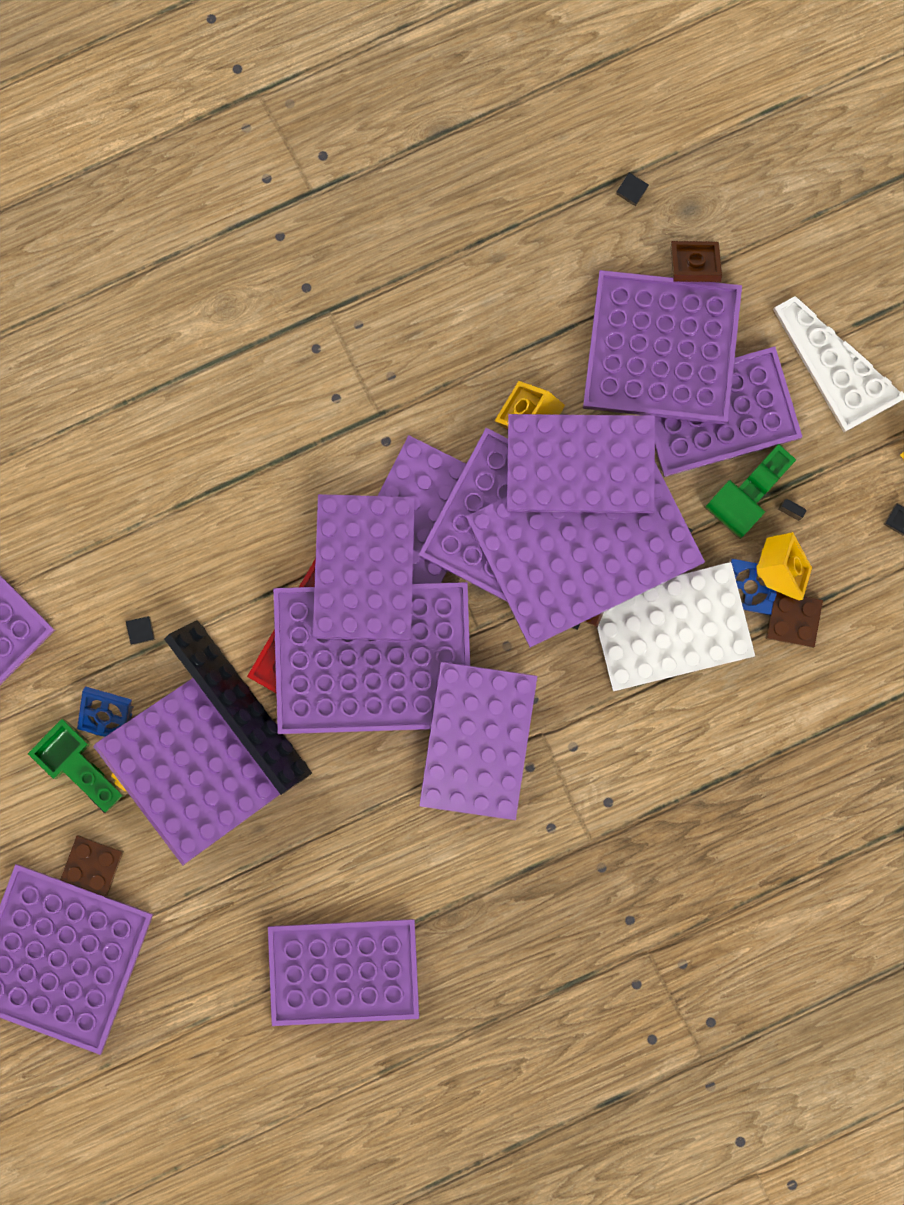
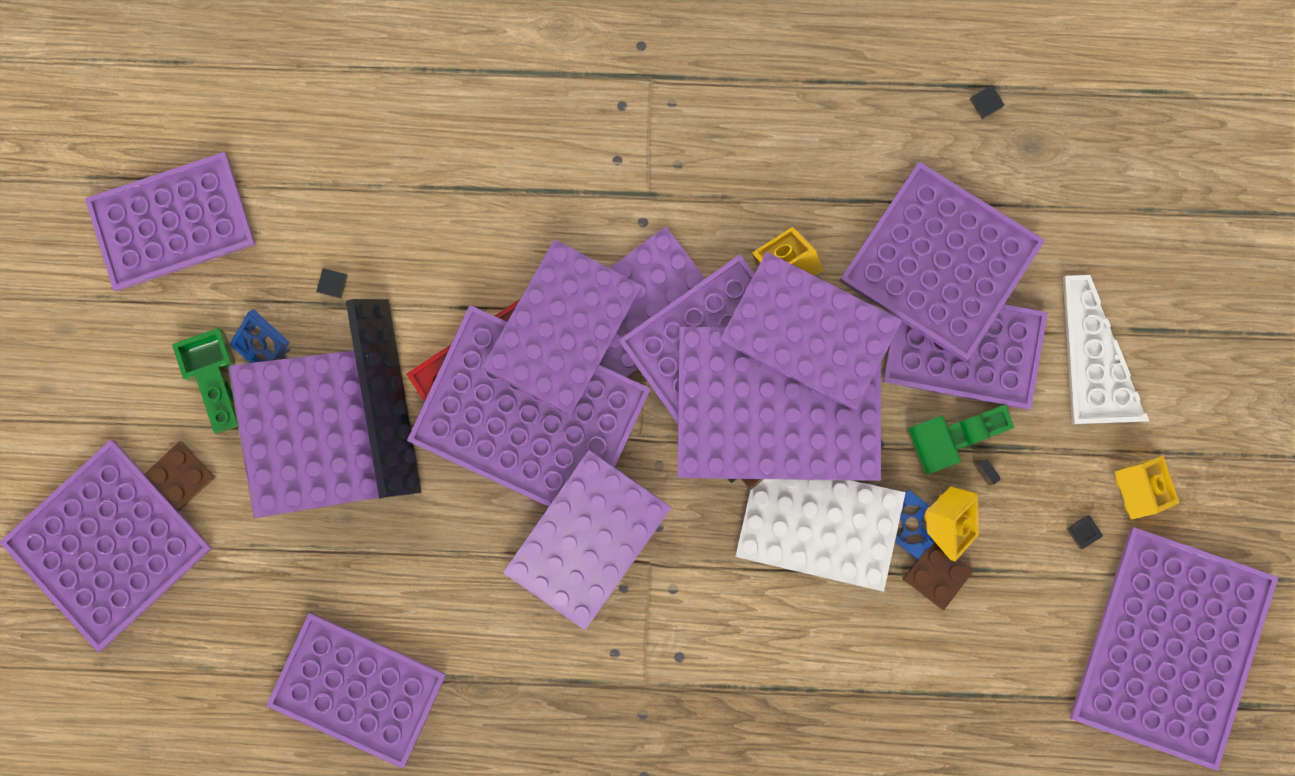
camera: 30 degrees right, 0 degrees up
(696, 261) = (1013, 197): reddish brown plate -> none

